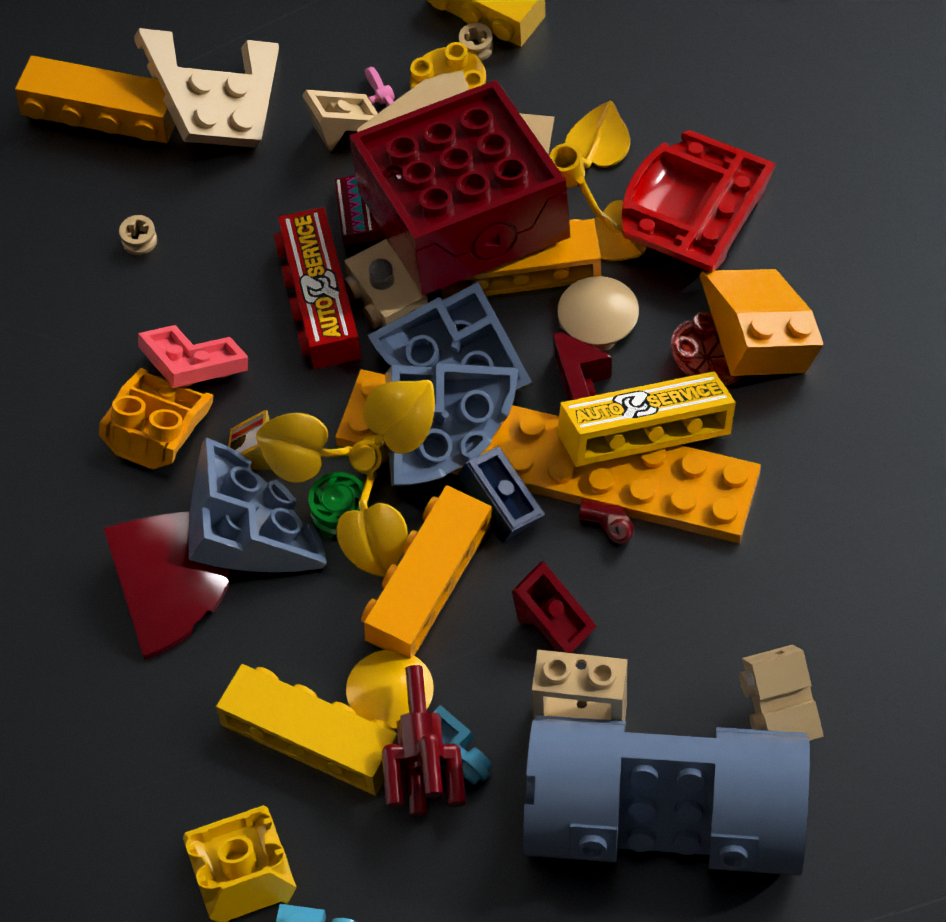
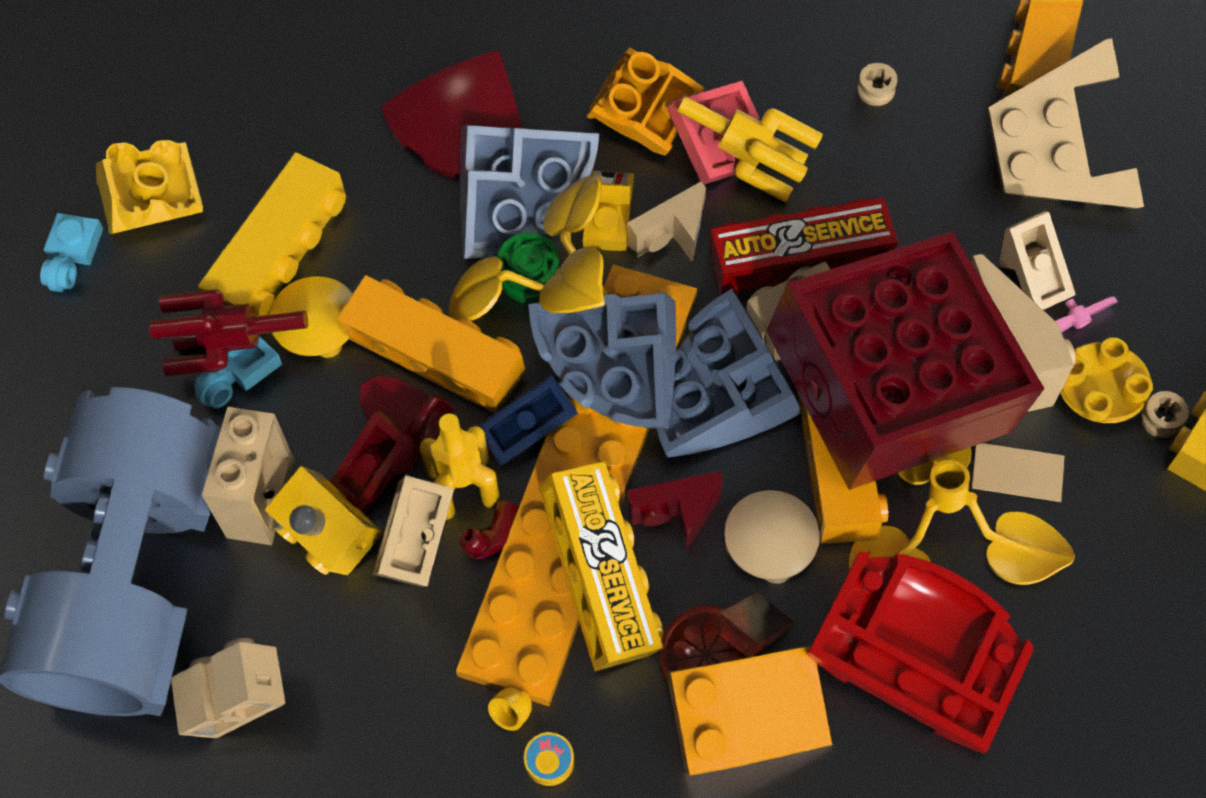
camera: 90 degrees right, 5 degrees up
(219, 313) = (755, 142): none -> yellow plant
(293, 381) = (674, 218): none -> tan slope
(490, 598) = (406, 407): none -> dark red piece
(557, 528) = (460, 460): none -> yellow plant
(621, 633) = (323, 522): none -> yellow piece
(623, 517) = (415, 509): none -> tan window
(688, 310) = (752, 624): none -> tile
(769, 492) = (503, 702): none -> yellow hinge
(808, 465) = (549, 759): none -> tile

